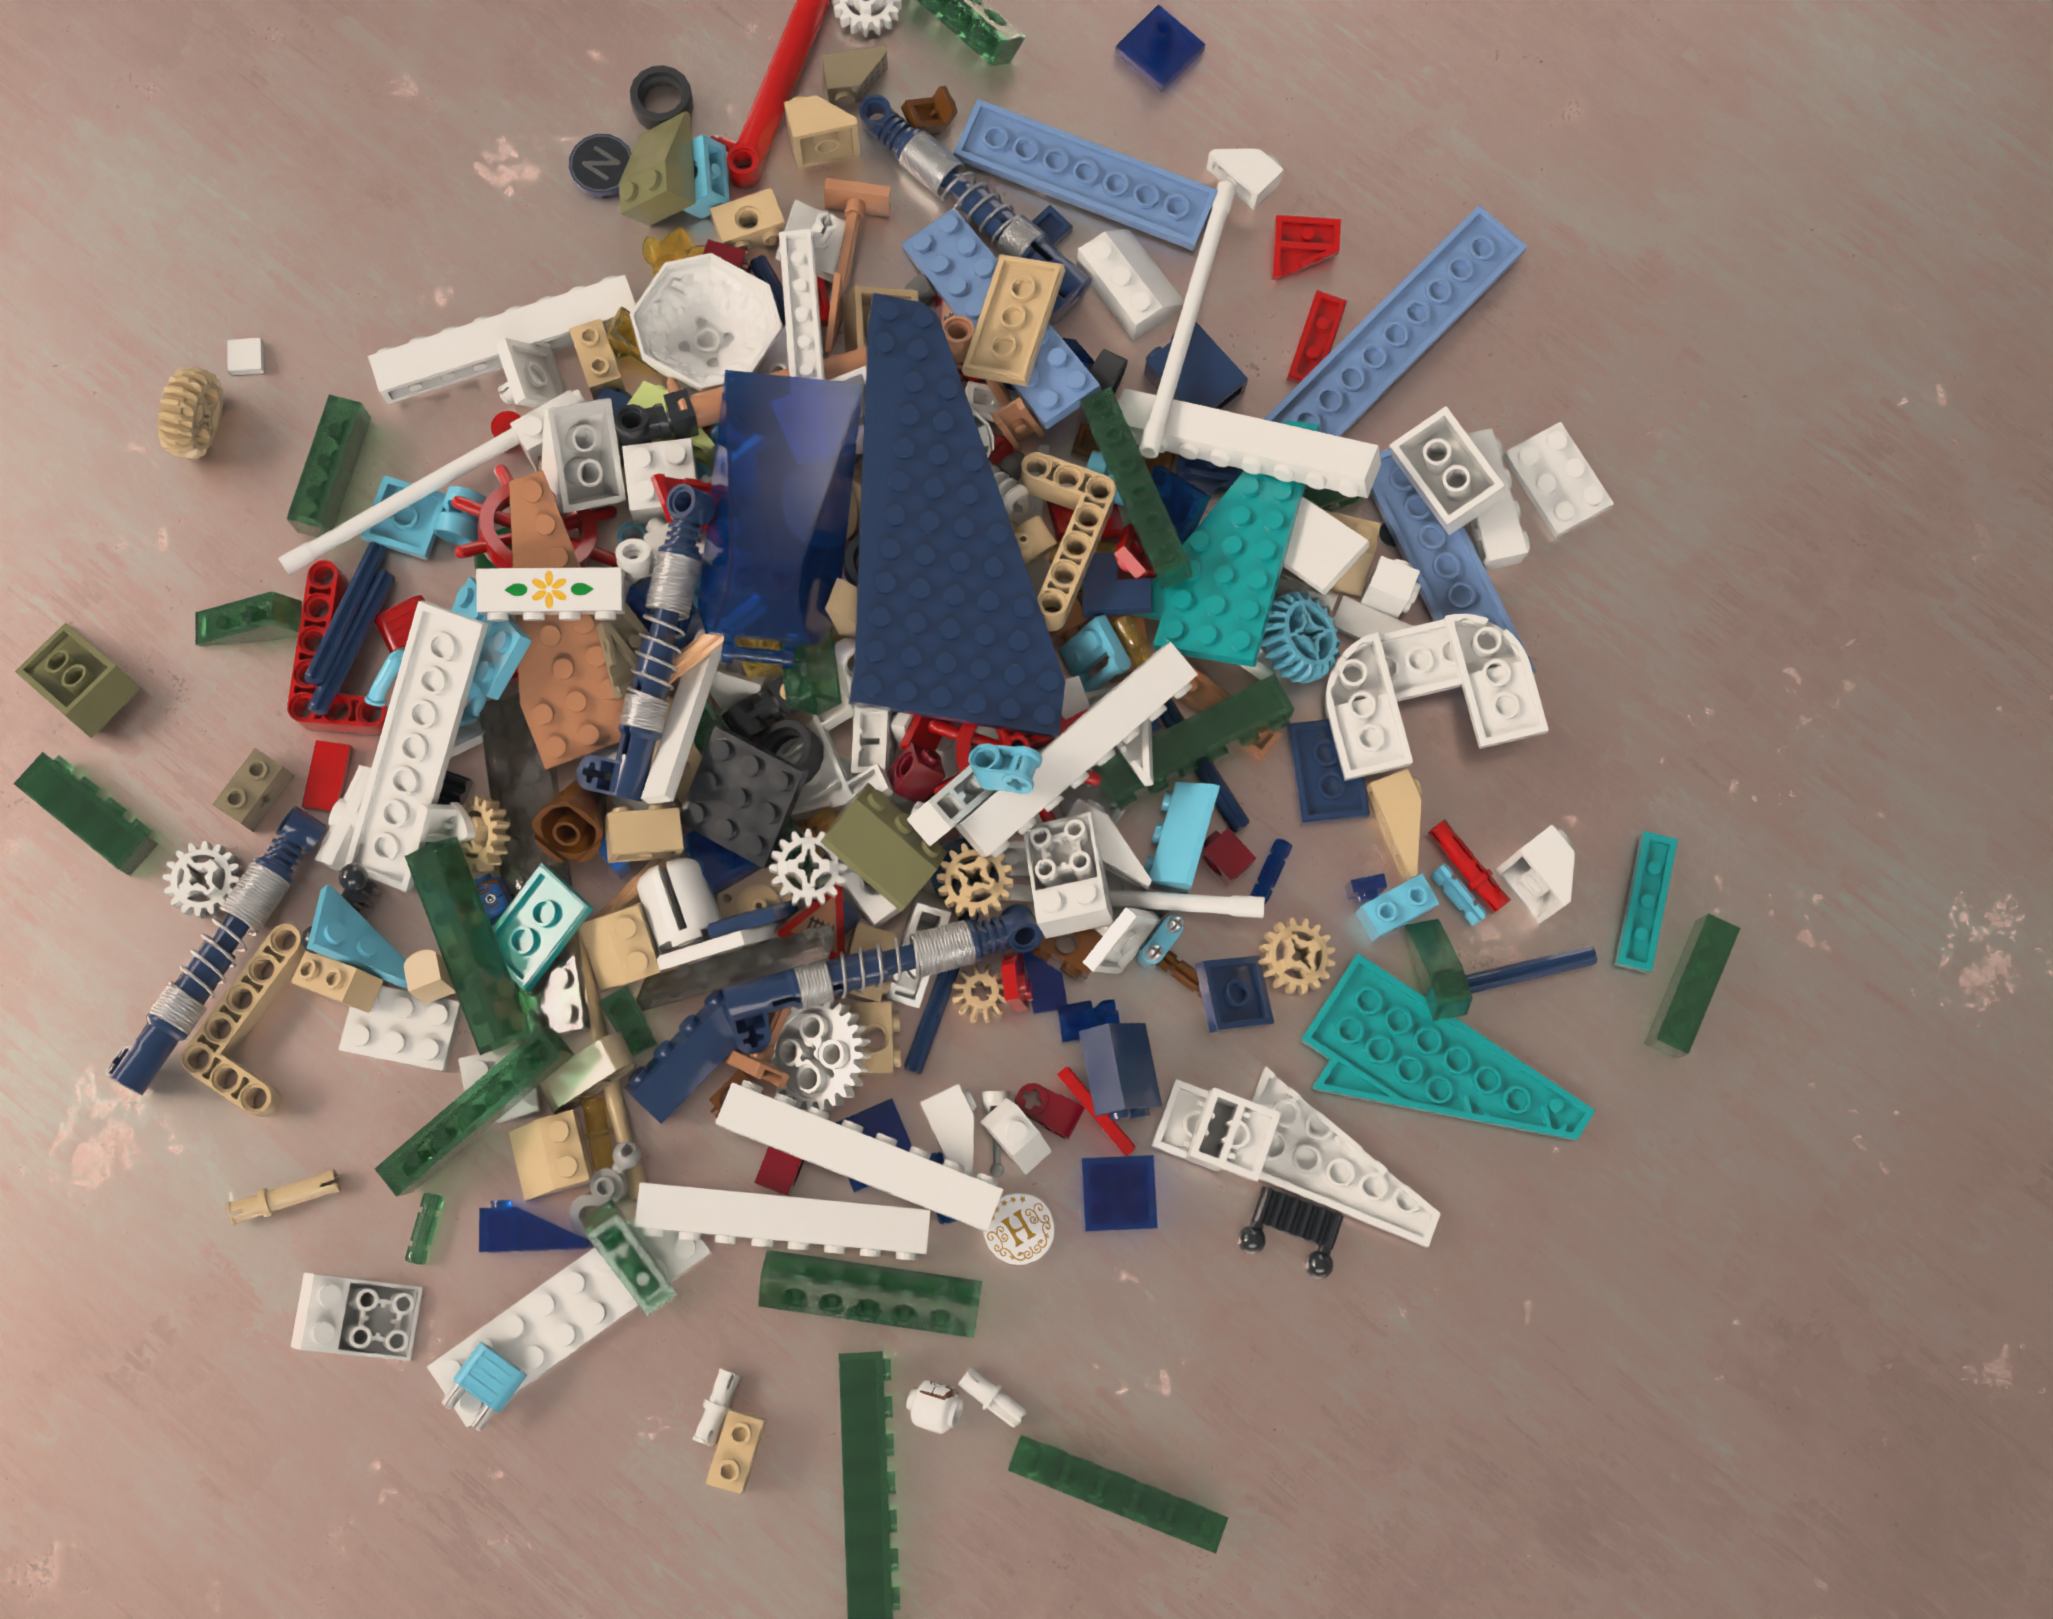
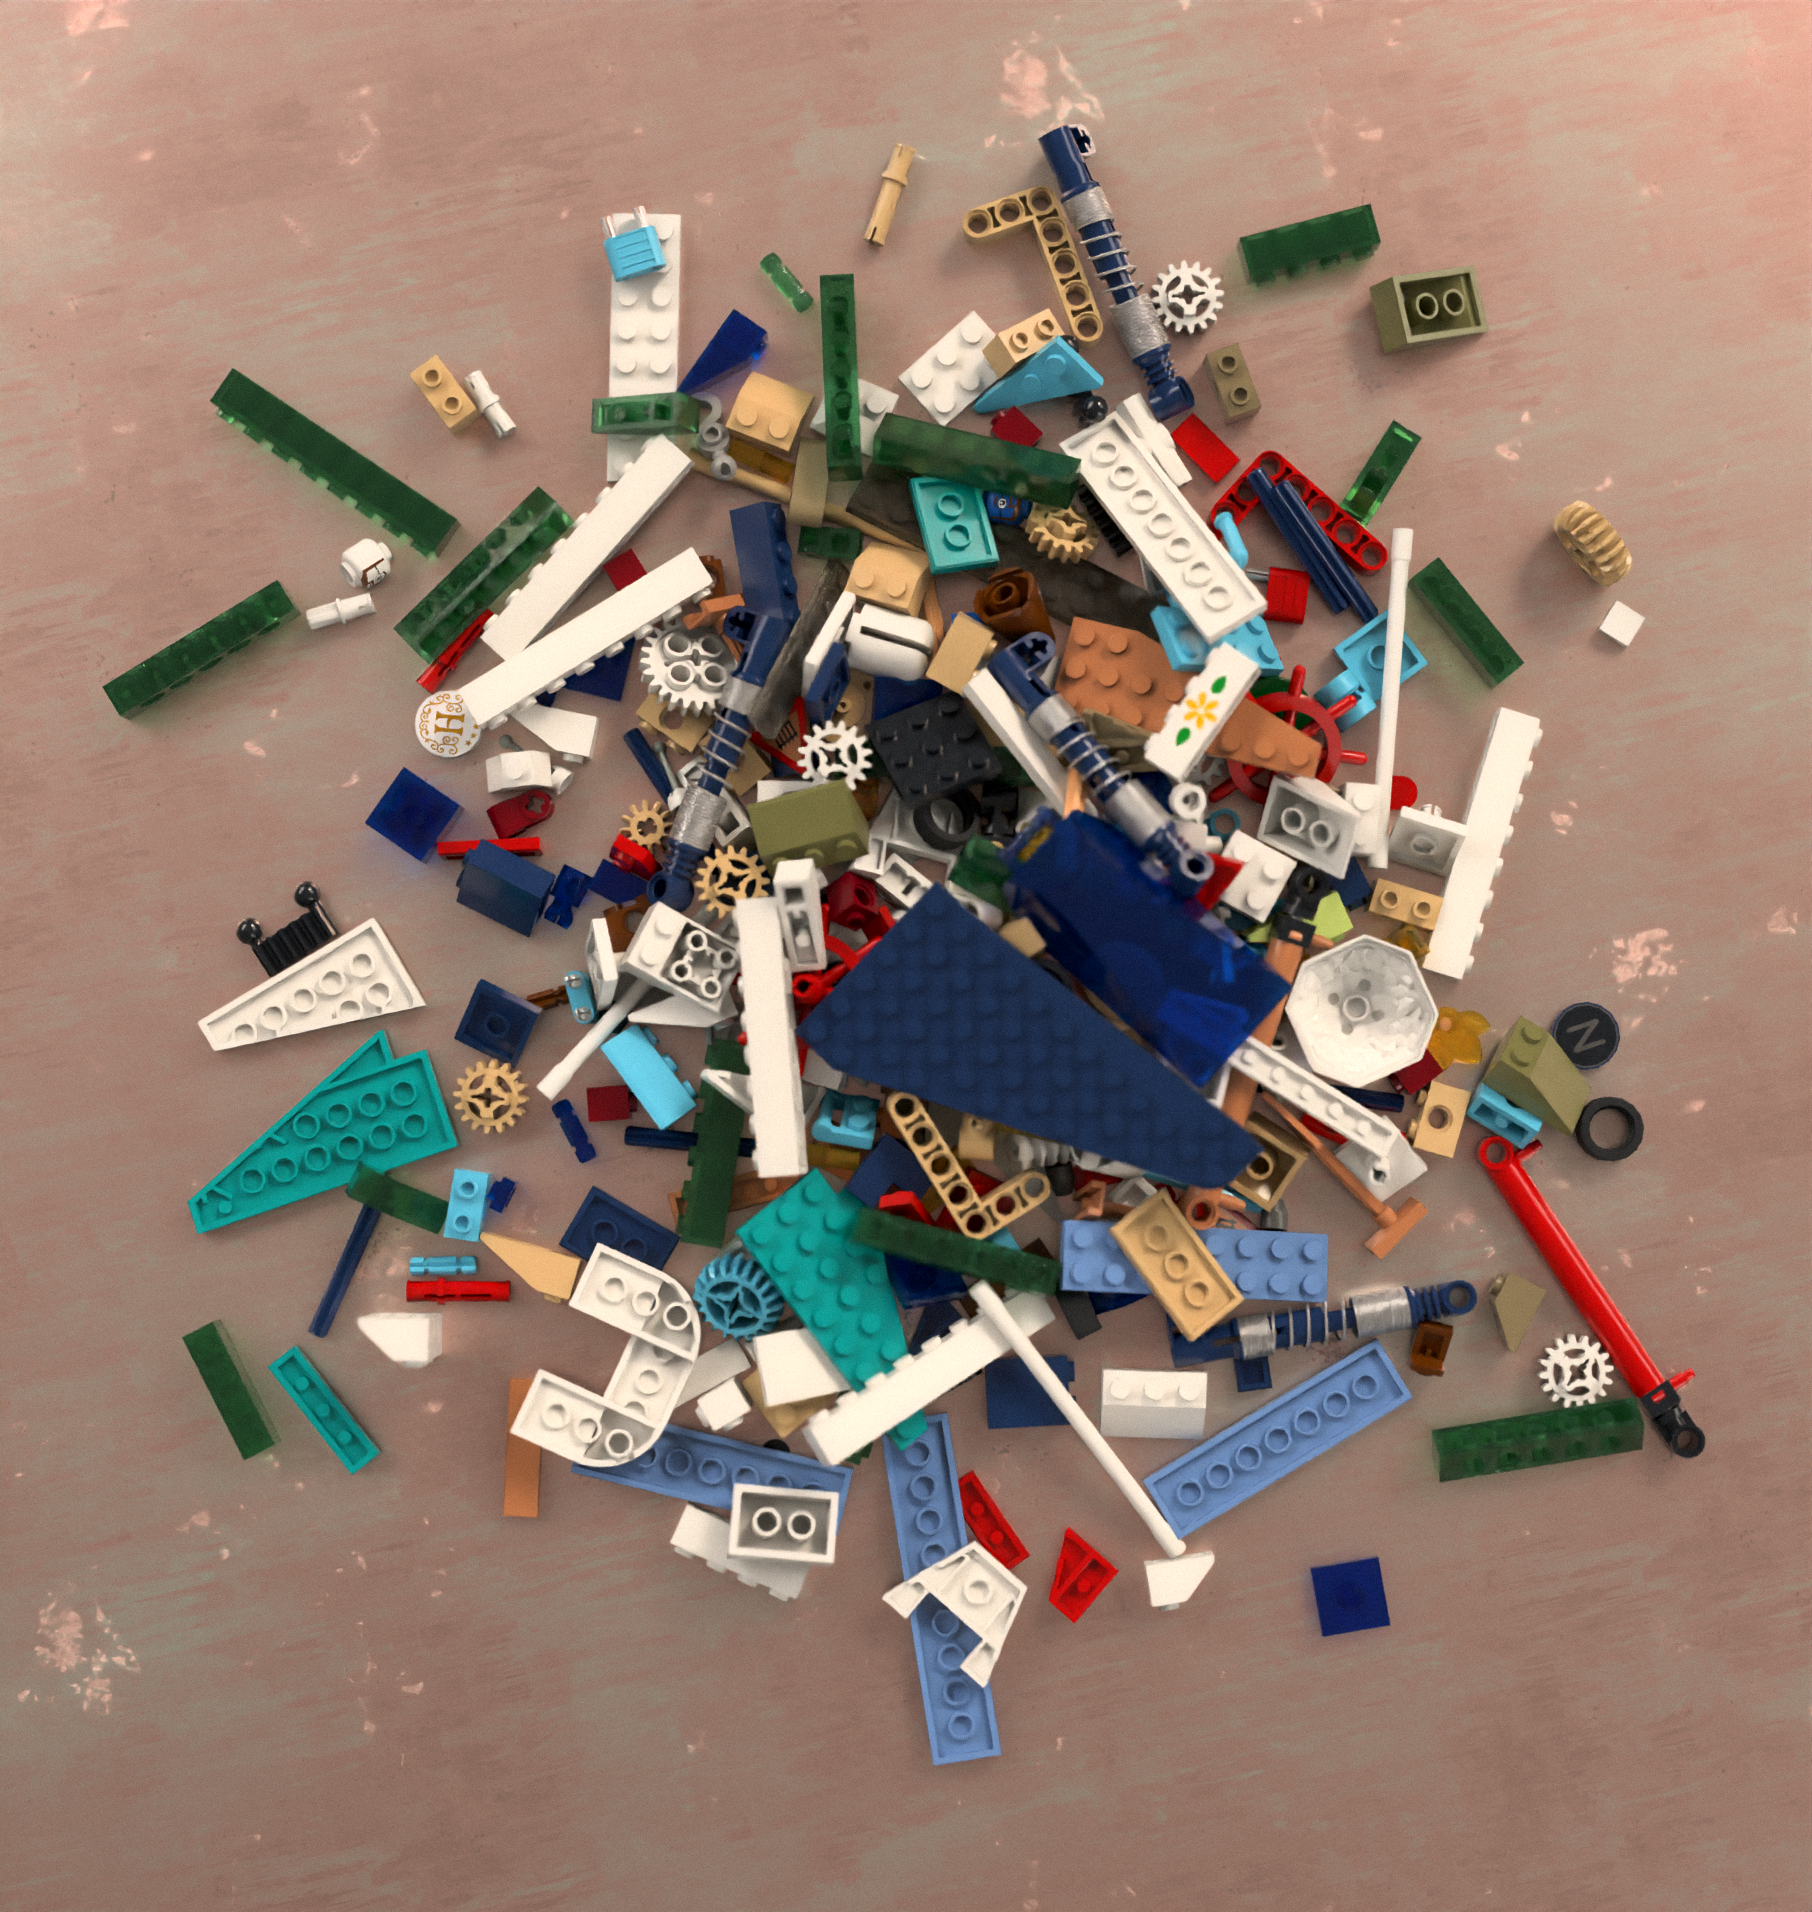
camera: 135 degrees right, 10 degrees up
(356, 1317) = (757, 187): white slope -> none
(416, 934) = (1015, 428): none -> dark red brick
(427, 976) = (975, 413): tan piece -> none
(442, 822) = (1086, 507): white tile -> none
(820, 131) = (1476, 1234): tan slope -> none
(936, 985) = (676, 795): none -> hinge
(988, 1273) = (447, 660): none -> red pin
(1005, 767) = (786, 965): medium azure piece -> none
(1216, 1130) = (404, 926): white bracket -> none
(1376, 303) = (977, 1592): none -> white wing
(1557, 479) = (716, 1626): white plate -> none
(1560, 714) = (522, 1460): none -> nougat tile

